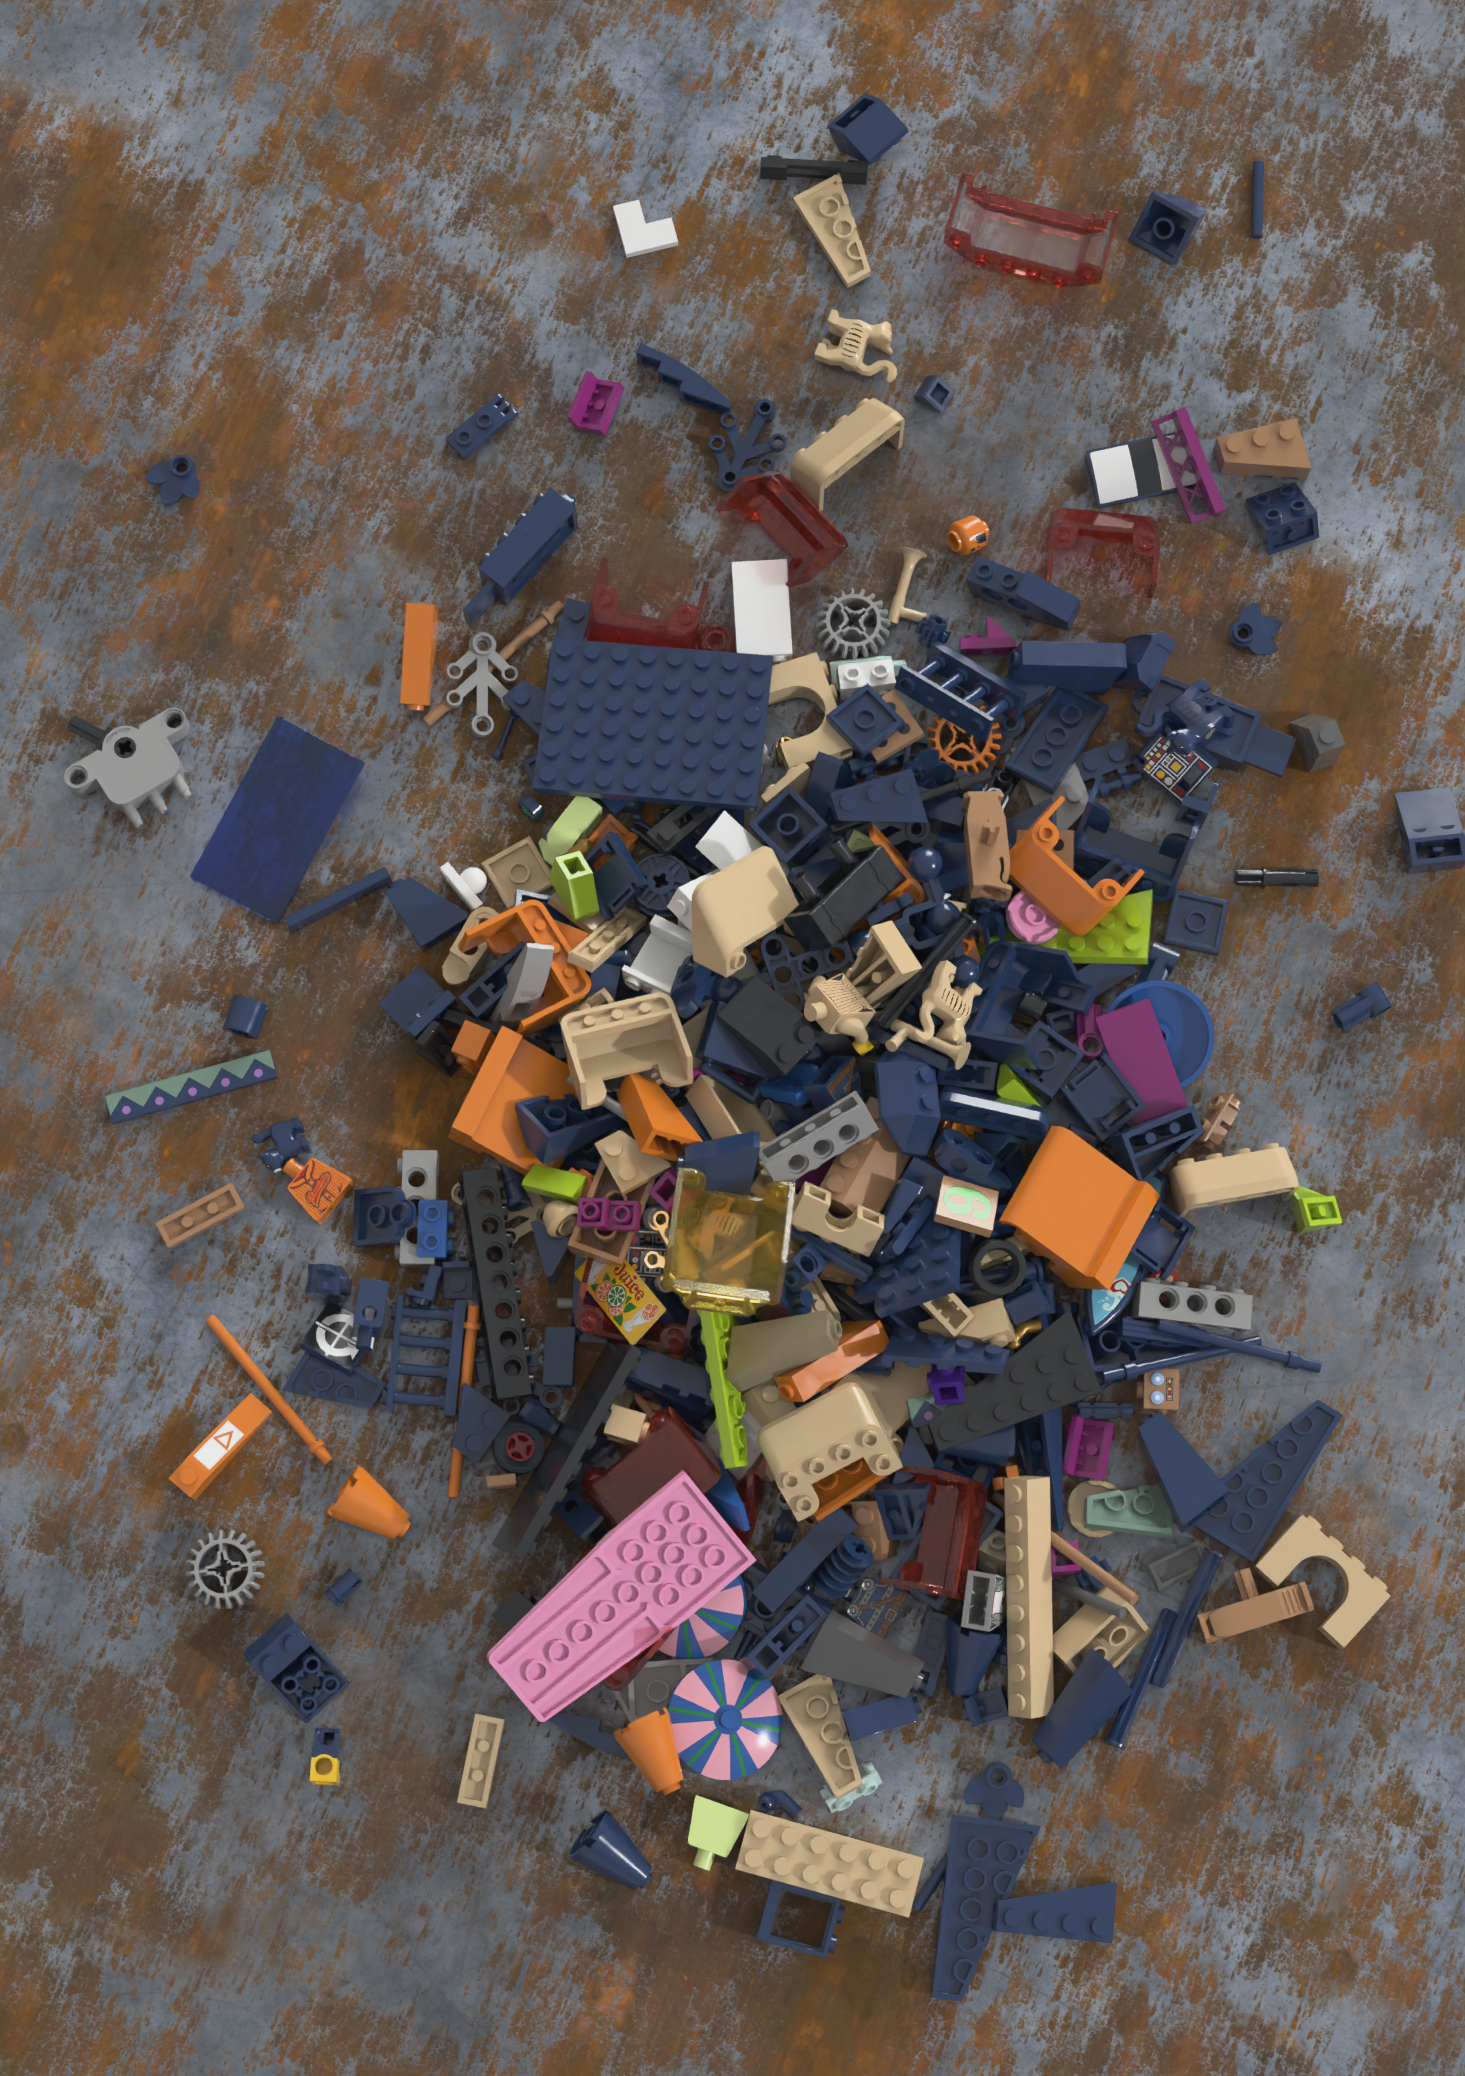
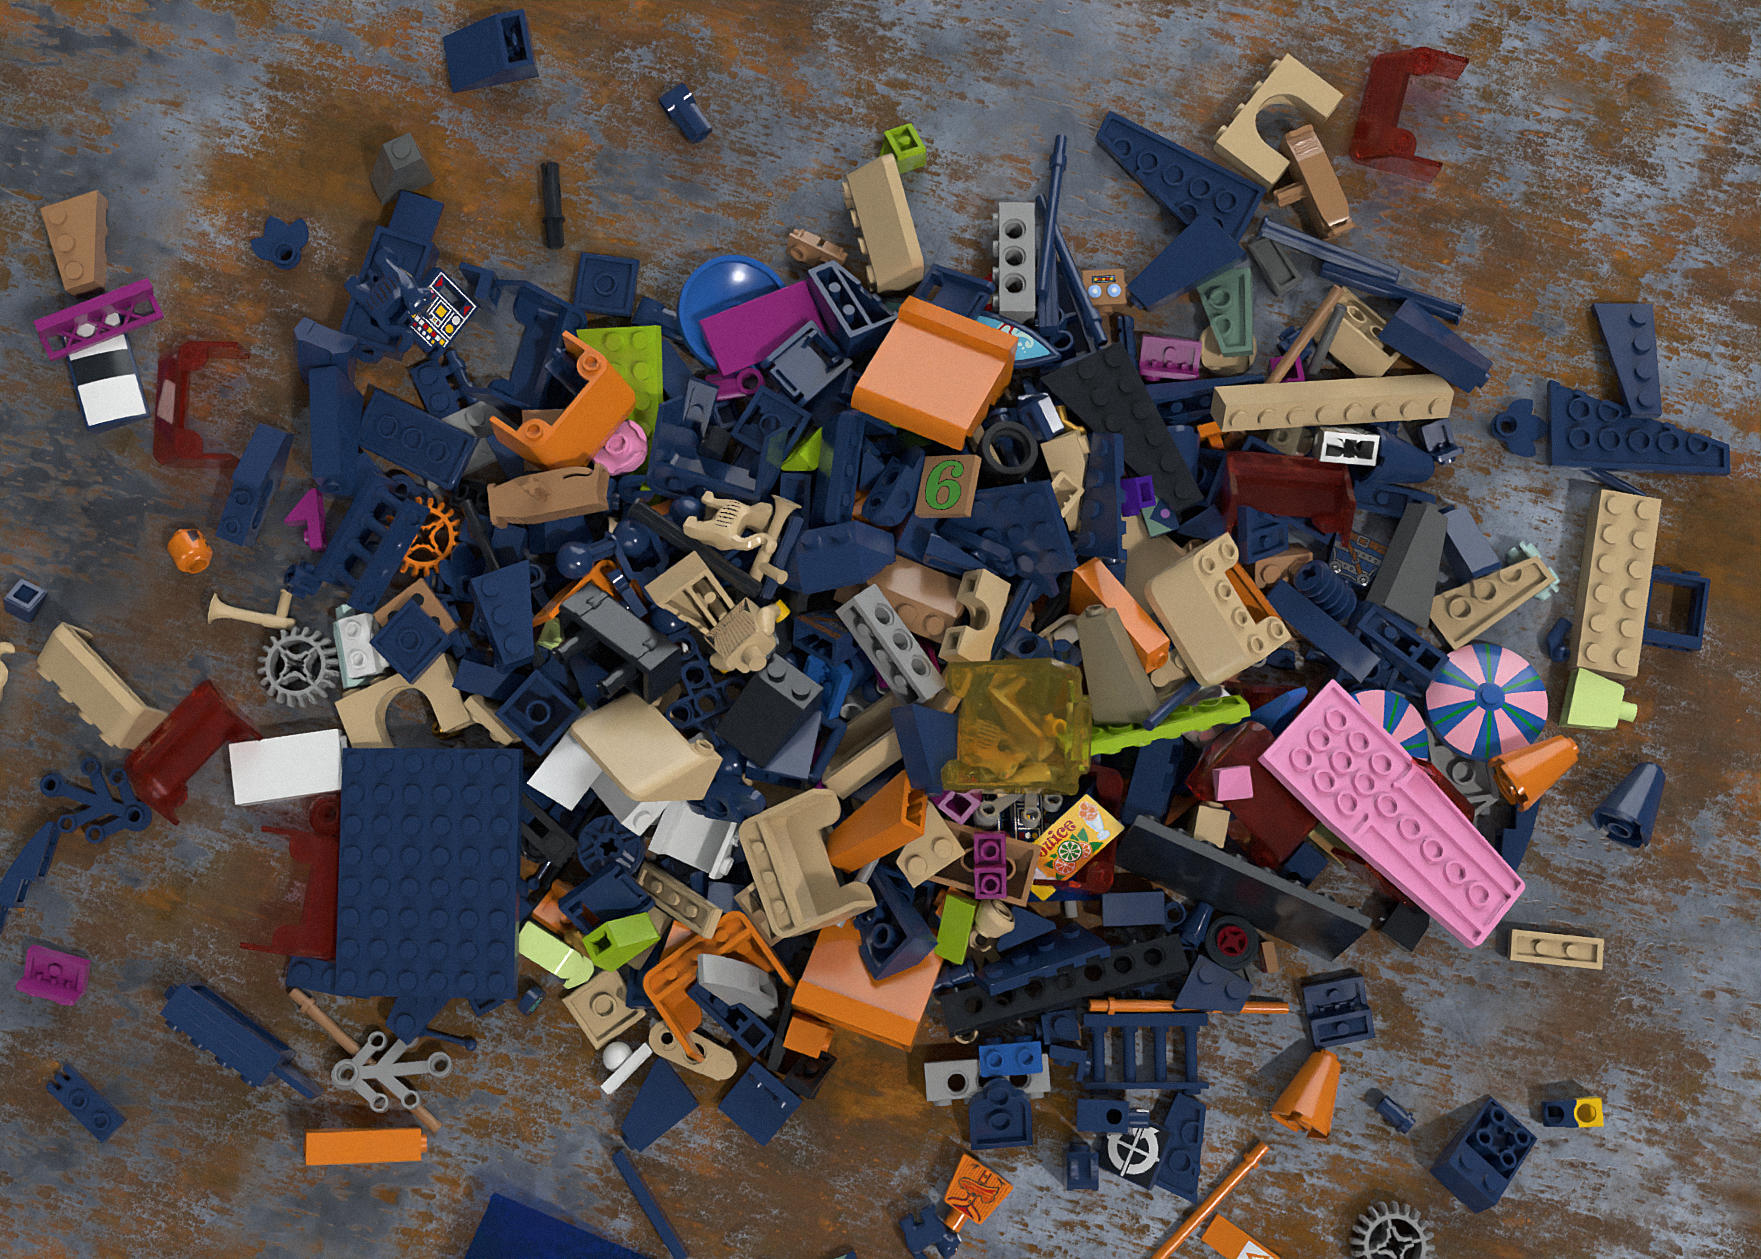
camera: 95 degrees left, 5 degrees up
(445, 1544) = (1337, 1011): none -> dark blue slope
(521, 1264) = (1041, 958): none -> dark blue wing
(662, 1443) = (1232, 783): none -> bright pink slope
(742, 1396) = (1170, 704): none -> dark blue bar
(1285, 517) = (151, 217): dark blue bracket -> none
(1298, 1675) = (1376, 137): none -> clear red windscreen

